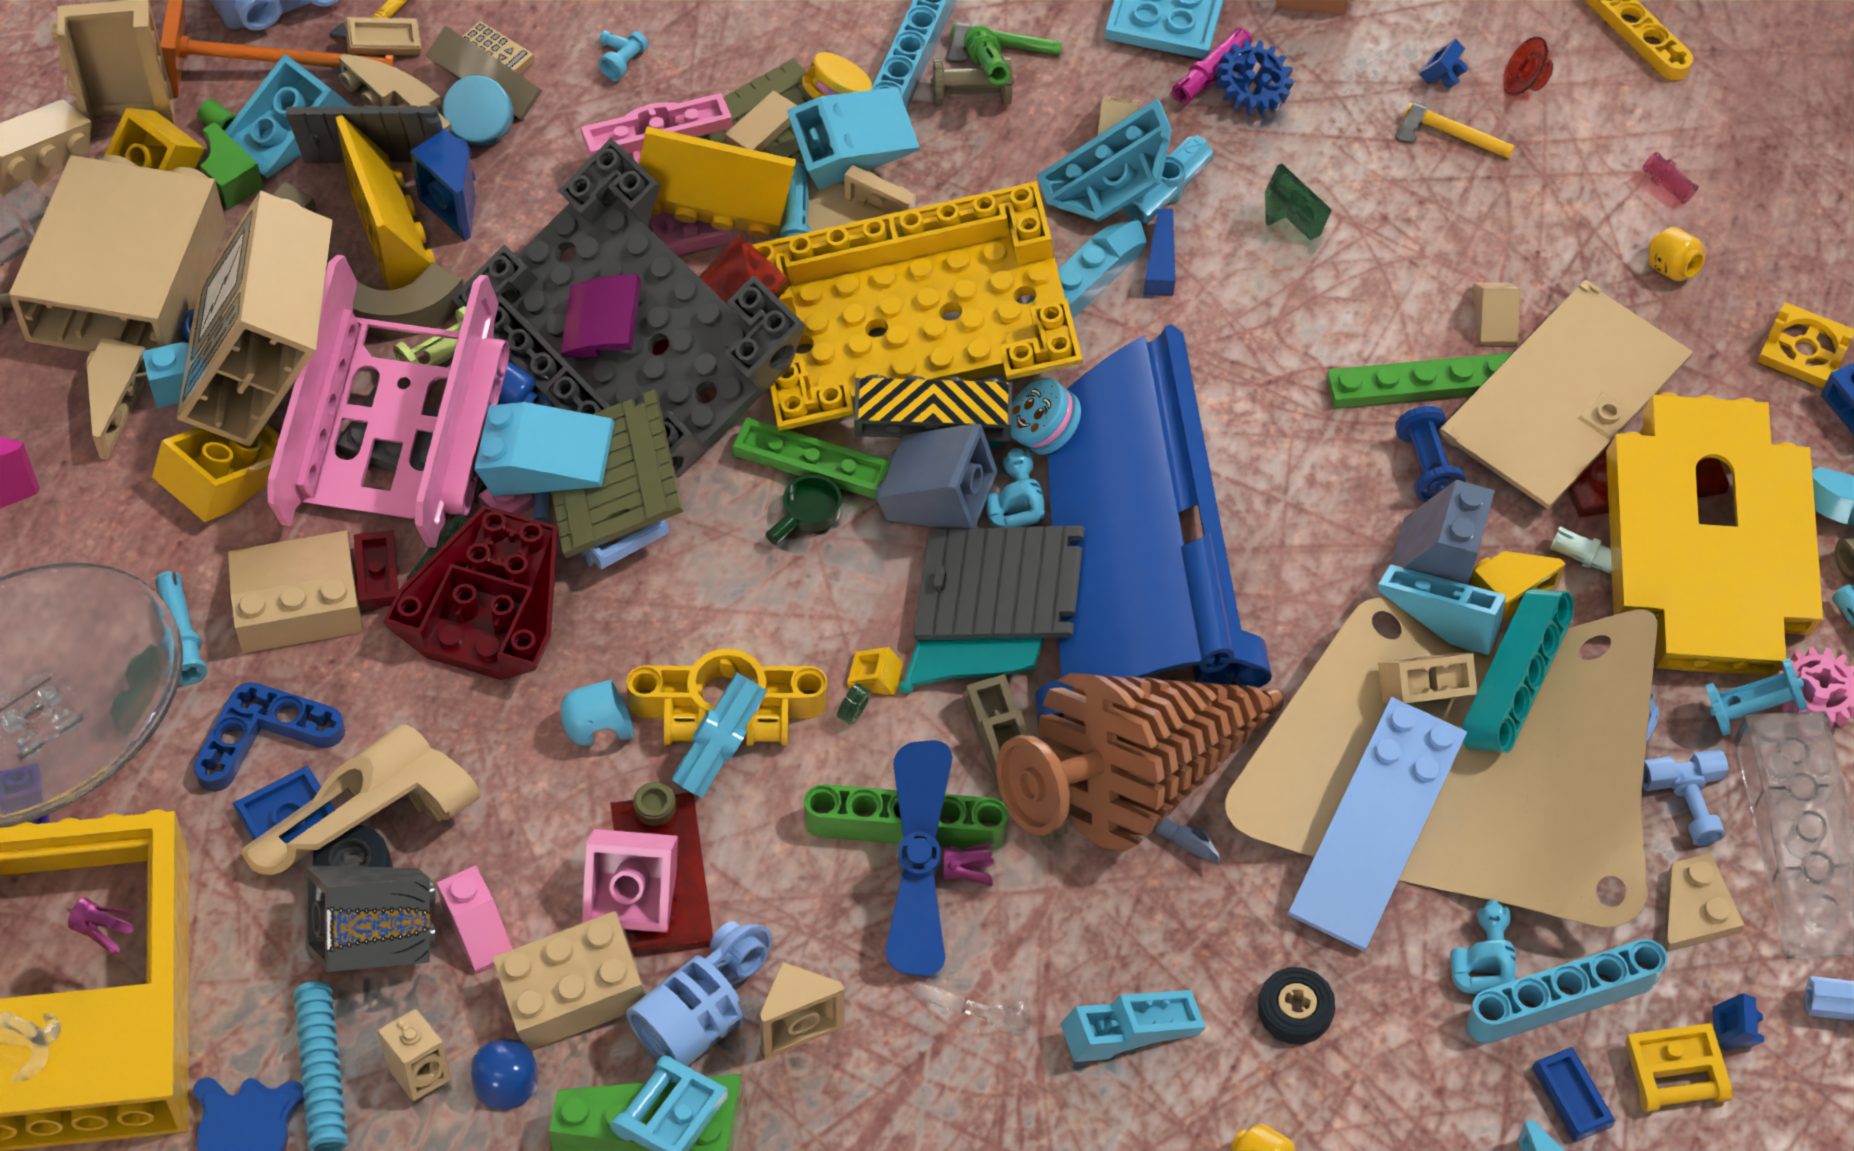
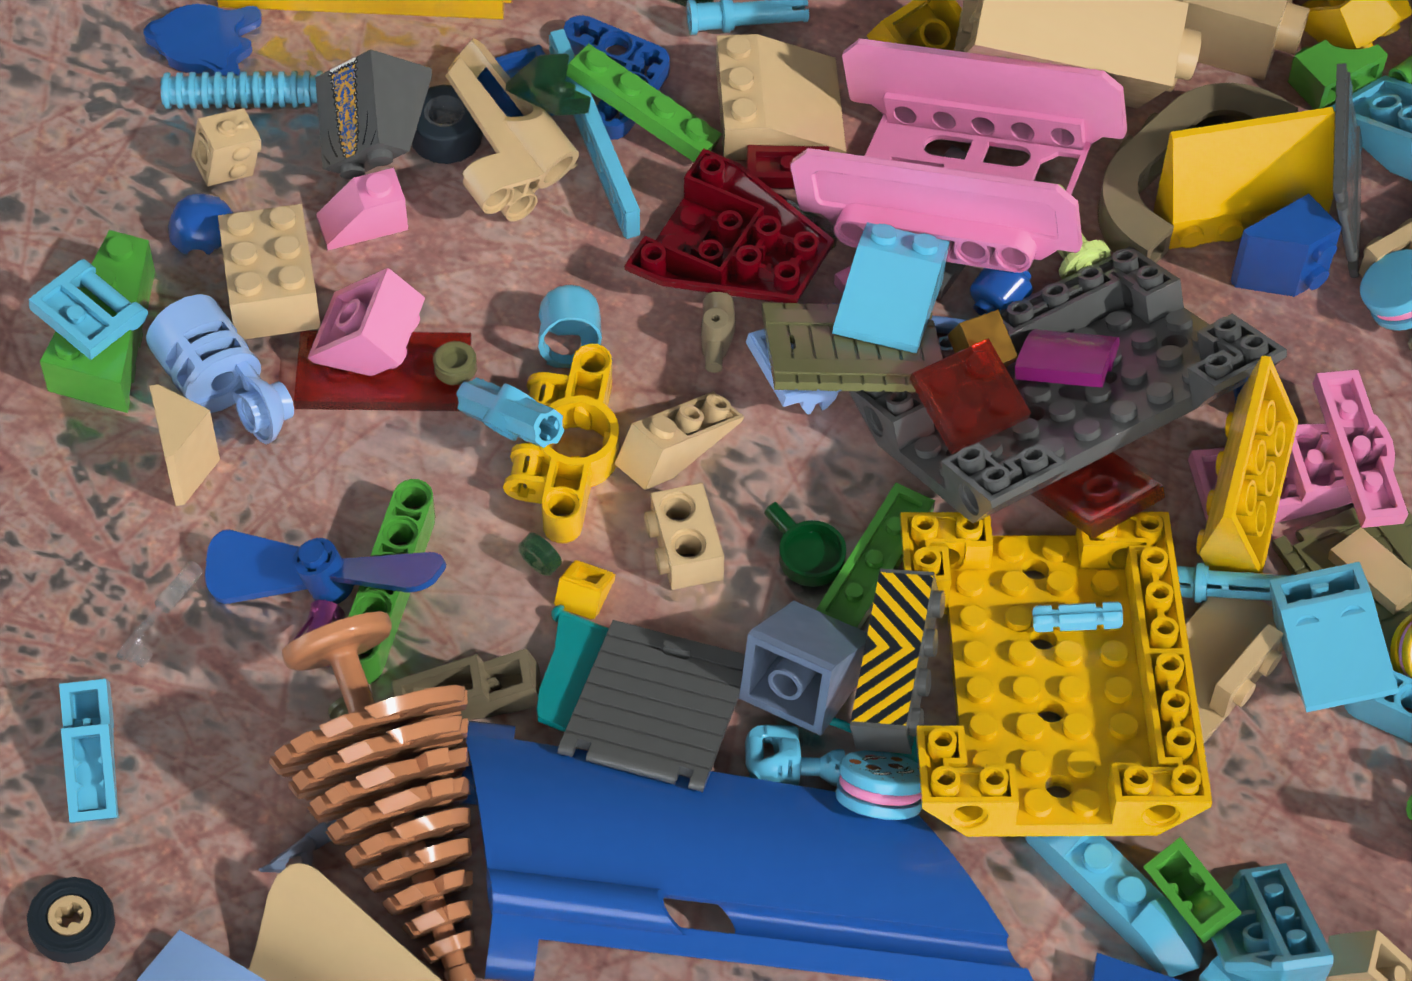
camera: 100 degrees right, 0 degrees up
(315, 771) = (545, 86): none -> clear green slope
(317, 690) = (642, 103): none -> bright green plate
(351, 732) = (602, 152): none -> medium azure tile
(587, 597) = (717, 329): none -> dark tan piece
(600, 375) = (982, 328): none -> pearl gold brick
(665, 371) = (970, 396): none -> clear red plate
(709, 614) = (674, 438): none -> tan slope
(811, 586) = (692, 535): none -> tan brick
(862, 295) = (1077, 616): none -> medium azure axle
(1087, 216) = (1192, 890): none -> bright green arch

